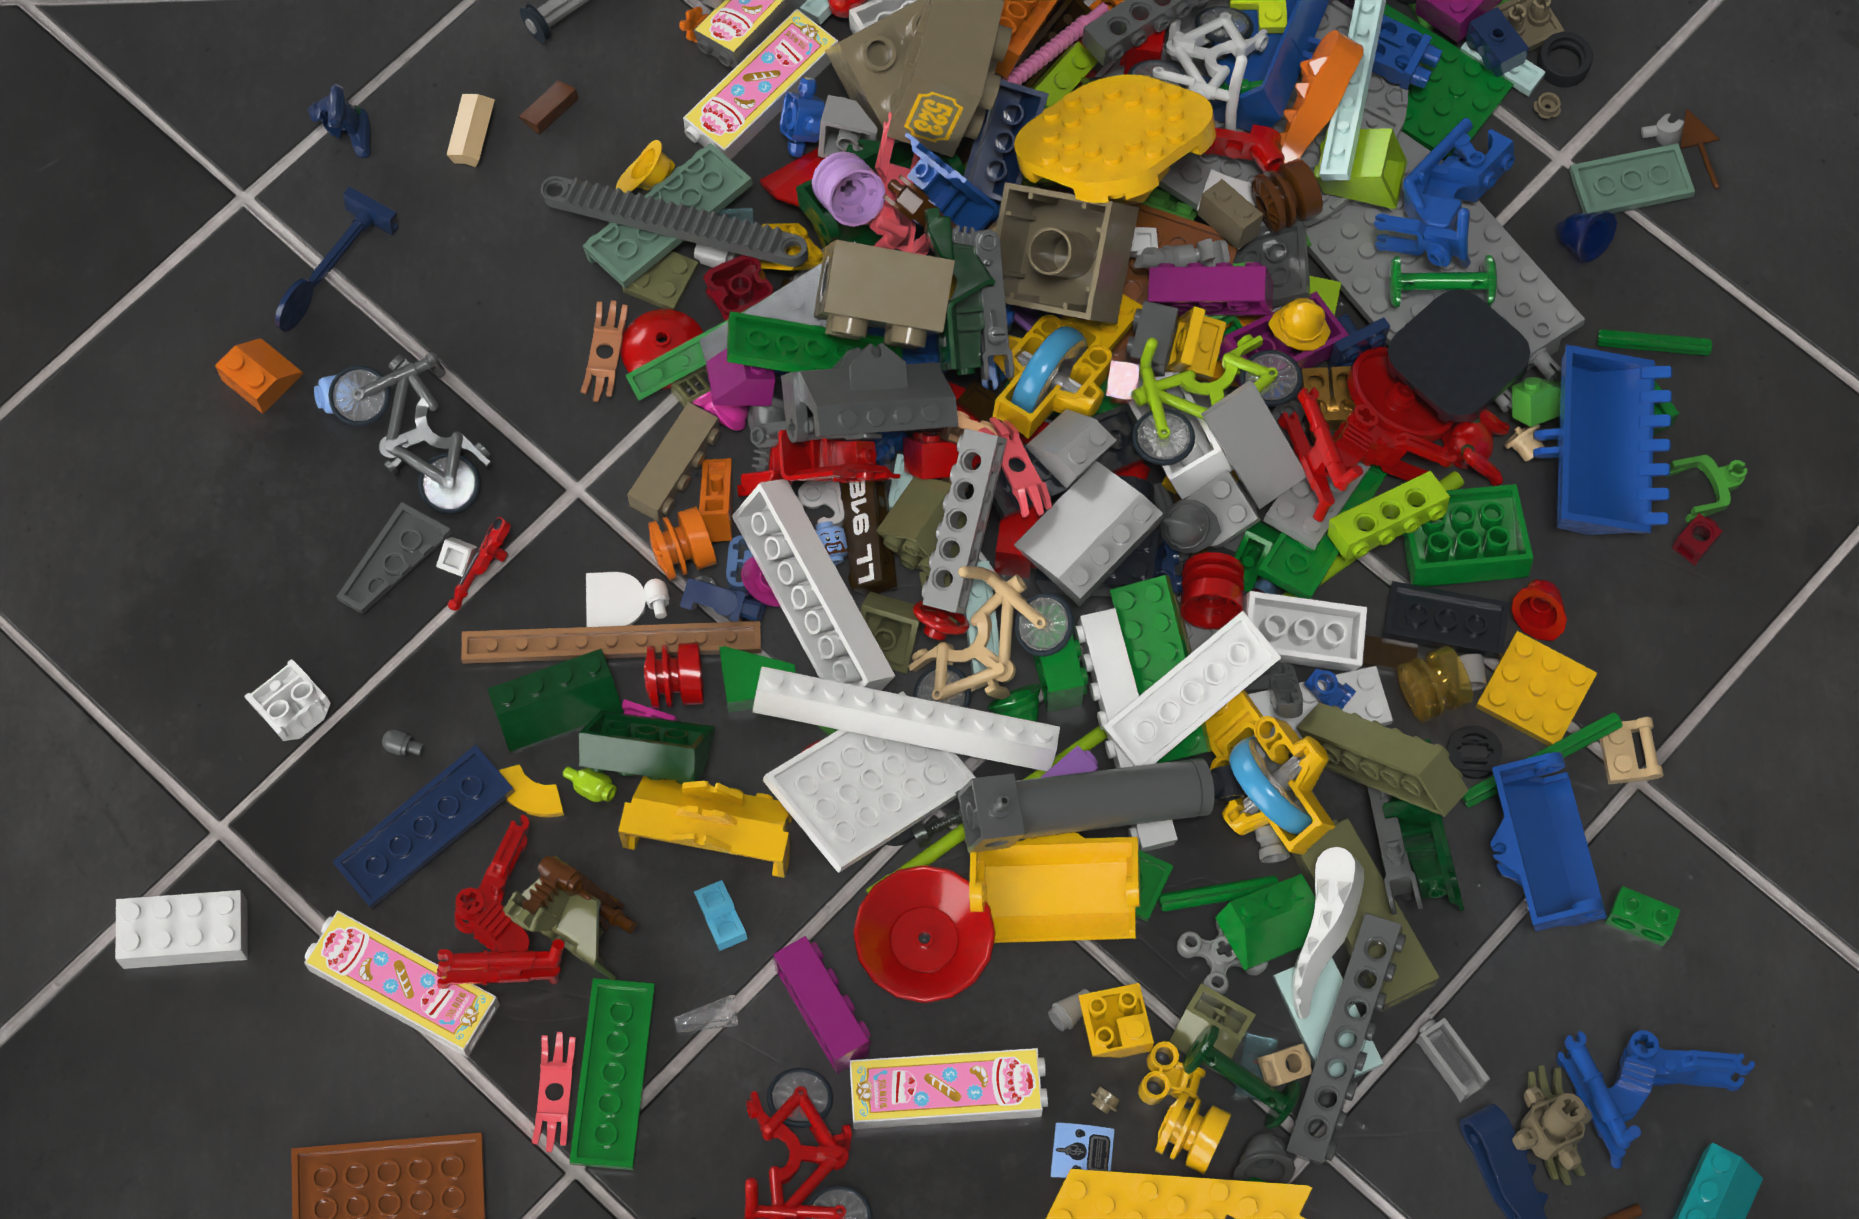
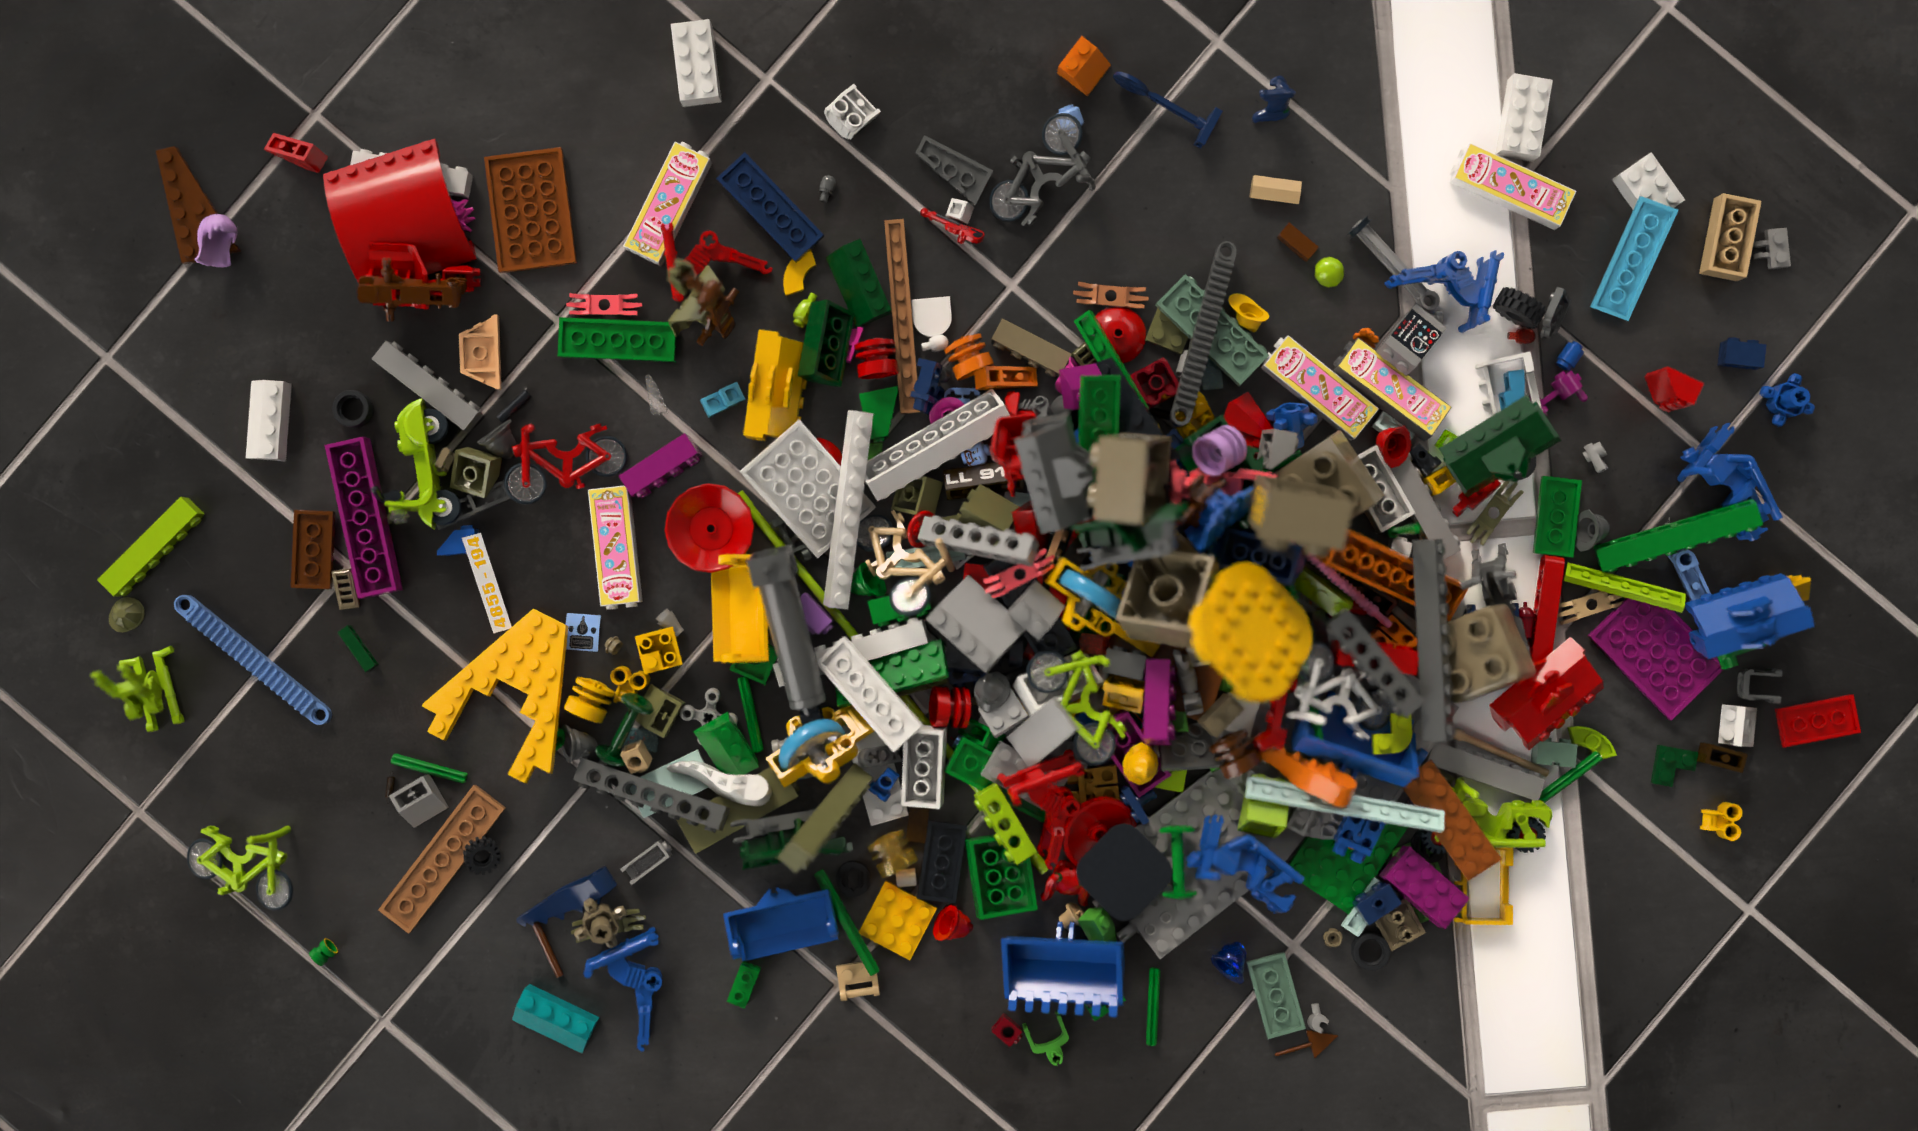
camera: 85 degrees right, 20 degrees up
(595, 67) = (1329, 272): none -> lime hair

